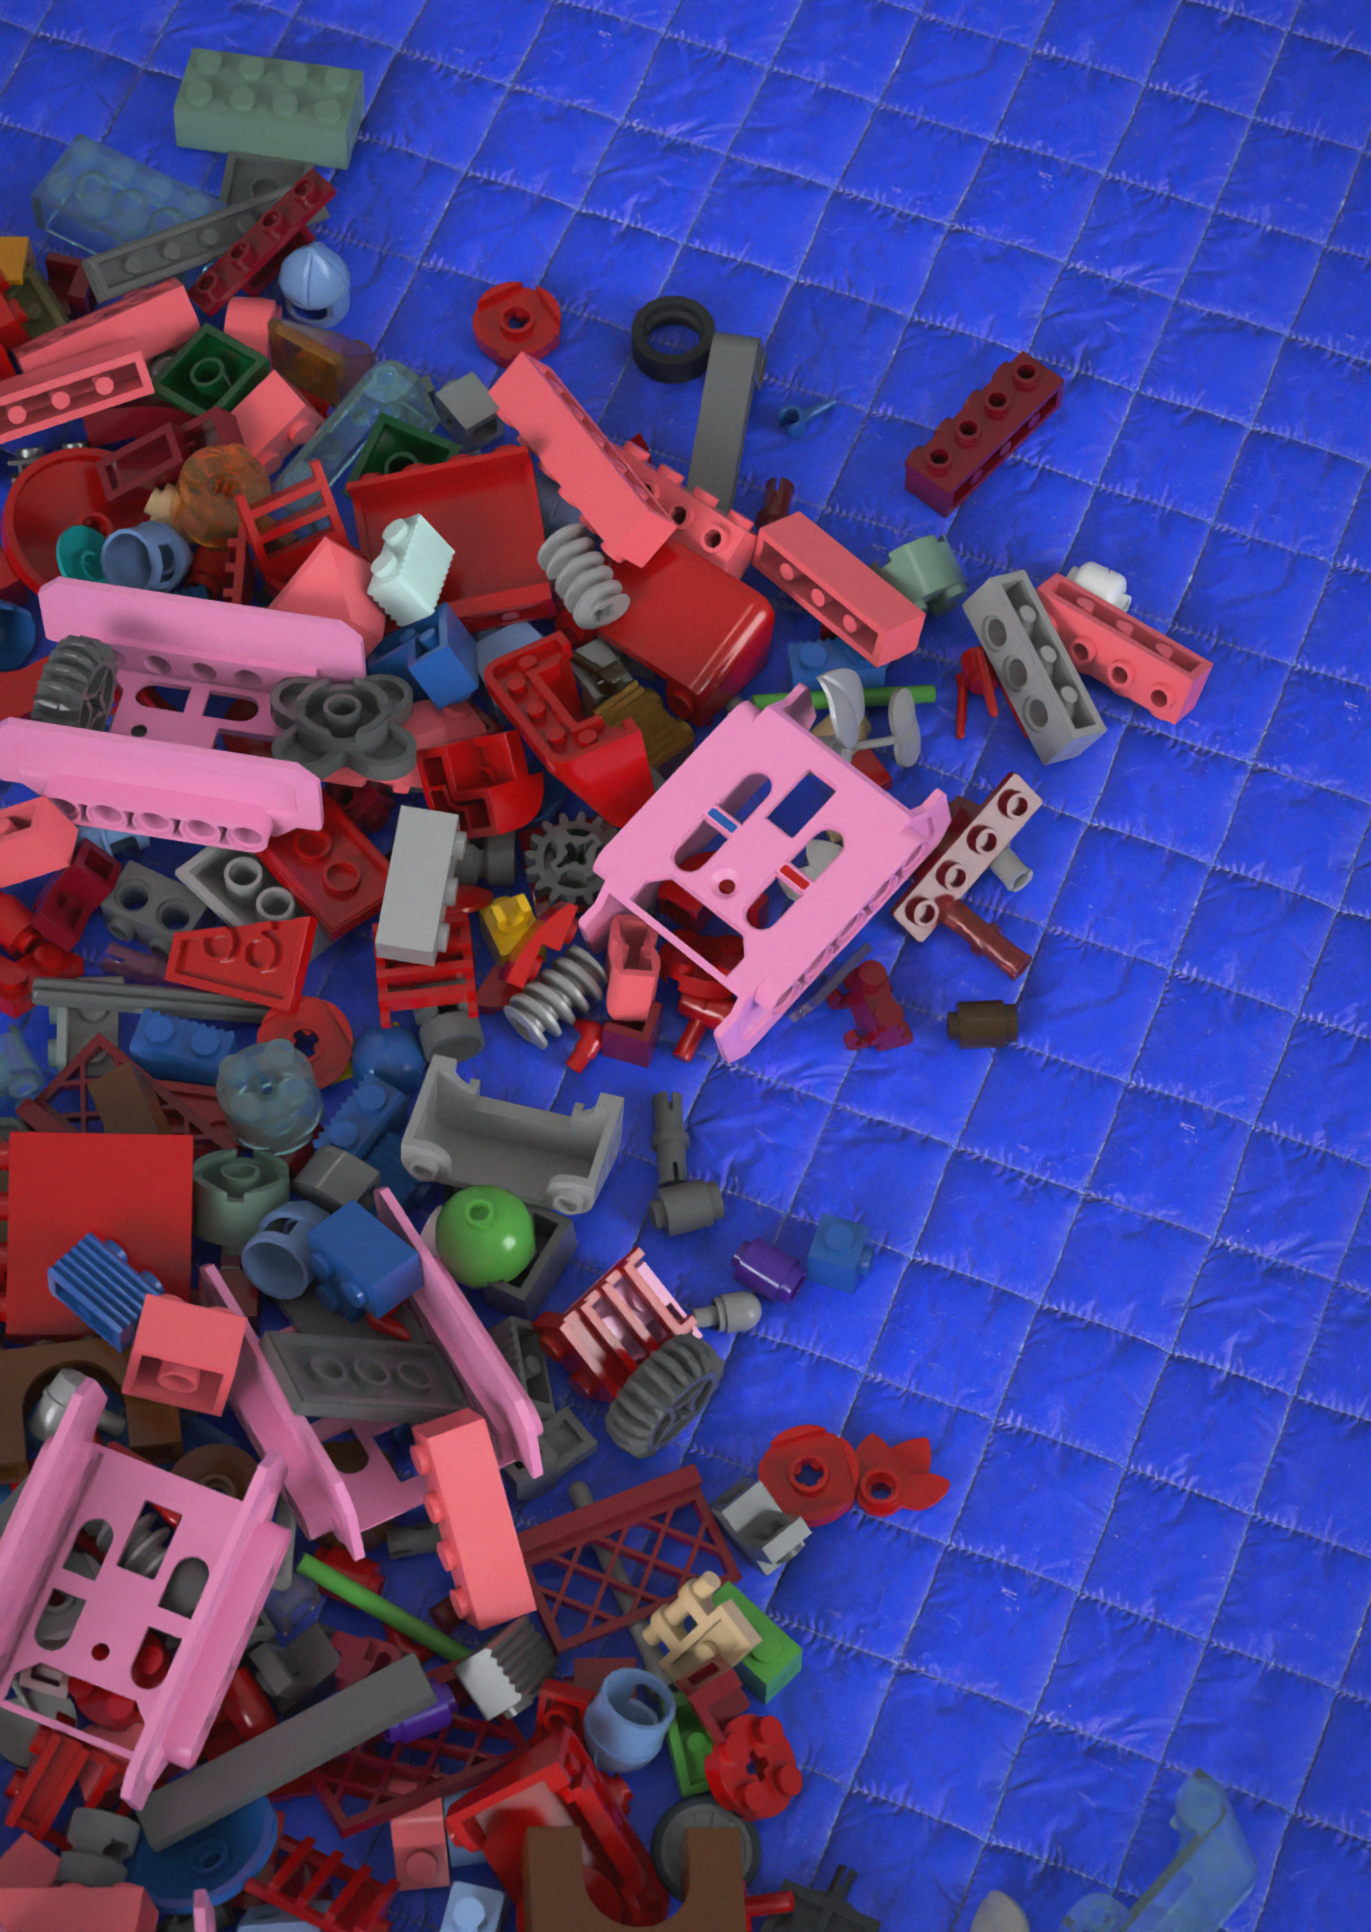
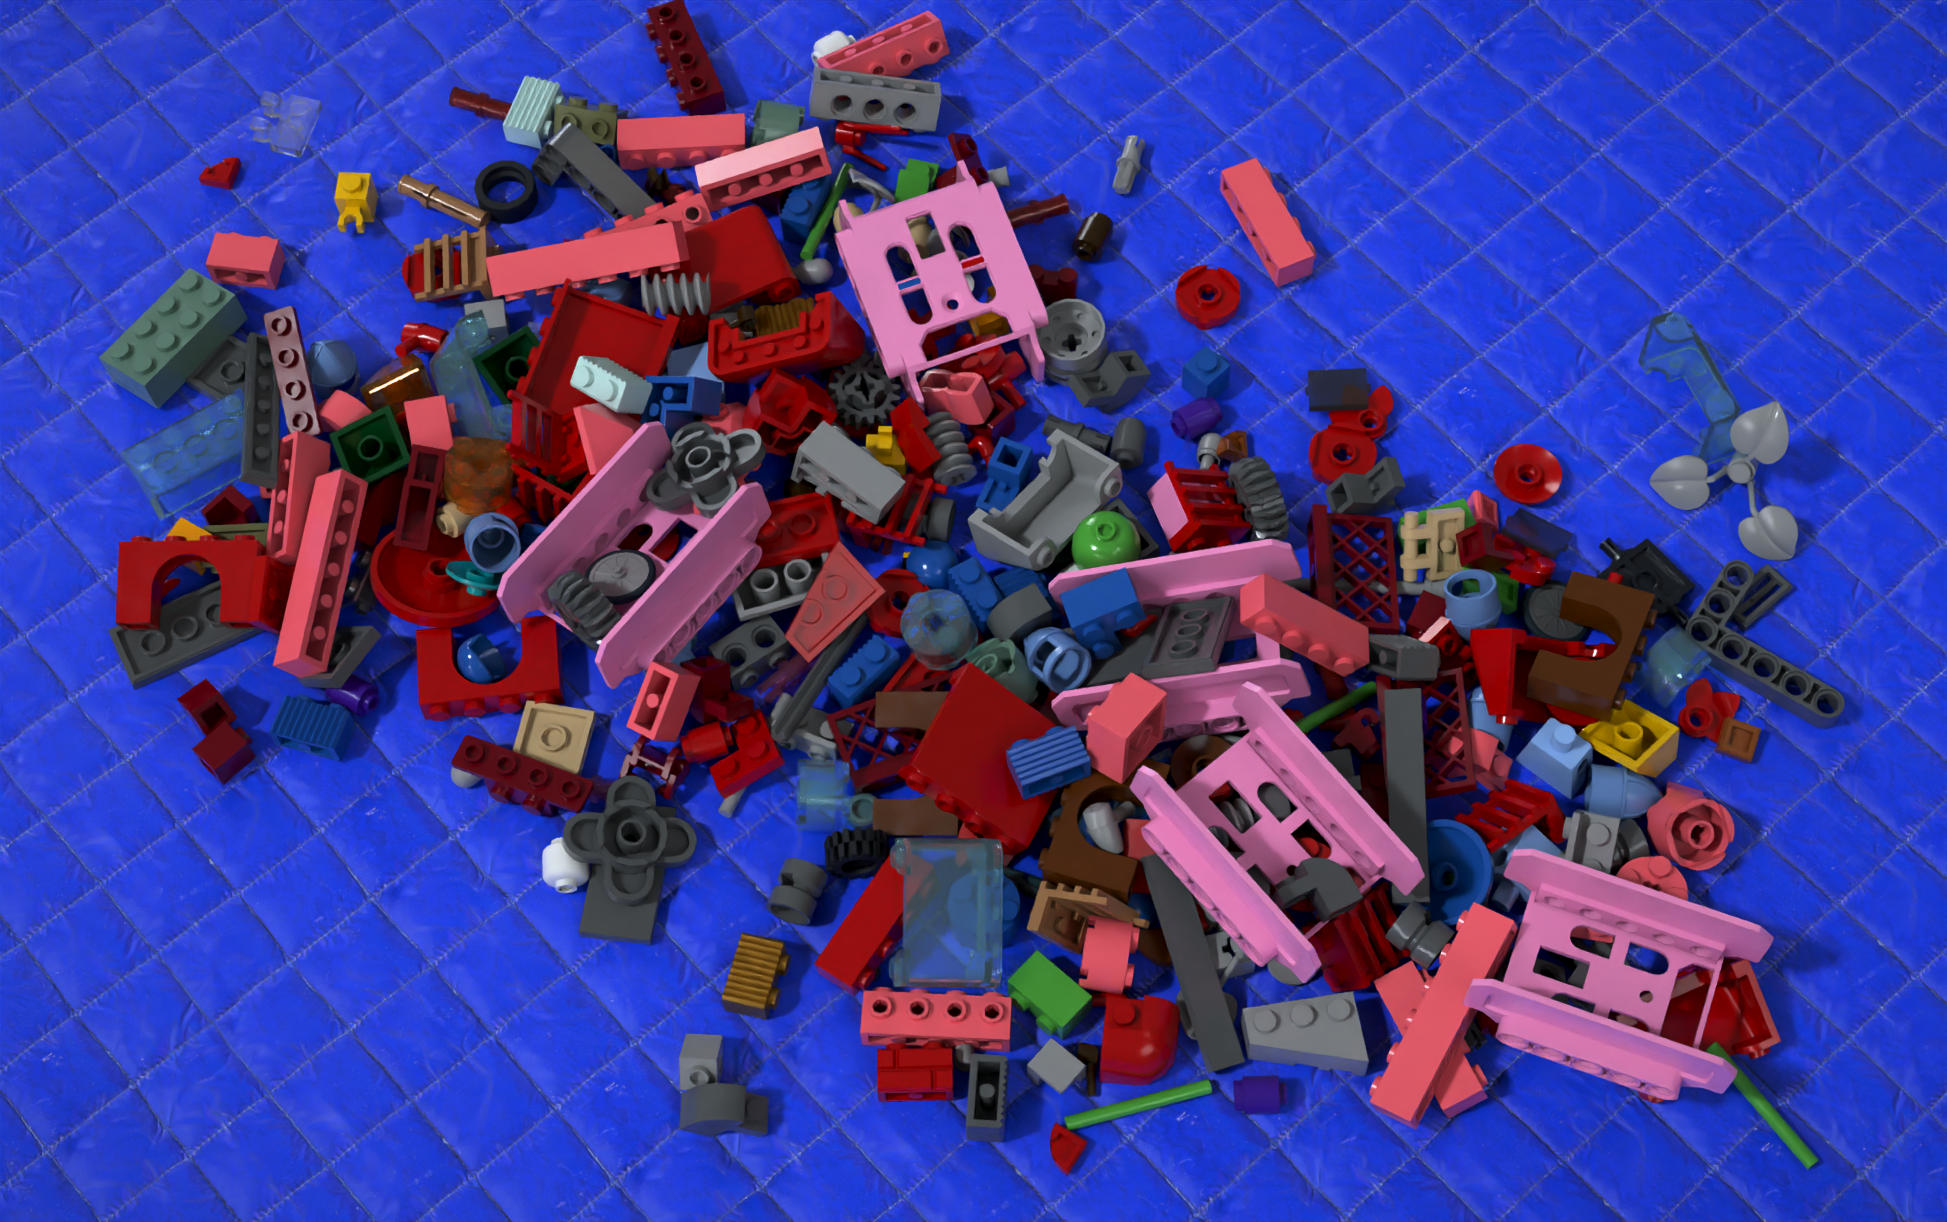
camera: 60 degrees left, 0 degrees up
(89, 1694) = (1324, 883): none -> dark grey brick
(159, 710) = (622, 575): none -> light grey wheel
(409, 347) = (421, 338): none -> red piece
(421, 125) = (245, 260): none -> coral brick
(535, 41) = (222, 174): none -> red tile
(550, 1083) = (1007, 475): none -> blue brick
(554, 344) = (475, 276): none -> medium nougat plate
(566, 189) = (355, 200): none -> yellow brick
(621, 266) = (433, 197): none -> medium nougat pin
(643, 77) = (295, 124): none -> clear plate
(750, 1336) = (1233, 446): none -> dark orange tile
(758, 1146) = (1113, 384): none -> dark grey brick
(768, 489) = (657, 182): none -> dark brown hand
(786, 251) = (480, 103): none -> clear red pin
(791, 1067) = (1072, 327): none -> light grey wheel
(804, 310) = (533, 112): none -> light aqua brick
(813, 1774) = (1536, 533): none -> clear smoke piece
(815, 1695) = (1483, 509): none -> coral slope
(828, 373) = (595, 121): none -> olive bracket
(851, 483) = (679, 140): none -> coral brick
(907, 1701) = (1528, 462): none -> red dish
(910, 1427) = (1337, 389): none -> clear smoke piece
(960, 777) = (916, 179): none -> bright green slope
(973, 1231) = (1207, 312): none -> red plate
(1124, 1223) = (1267, 222): none -> coral brick
(1125, 1017) = (1128, 165): none -> light grey axle

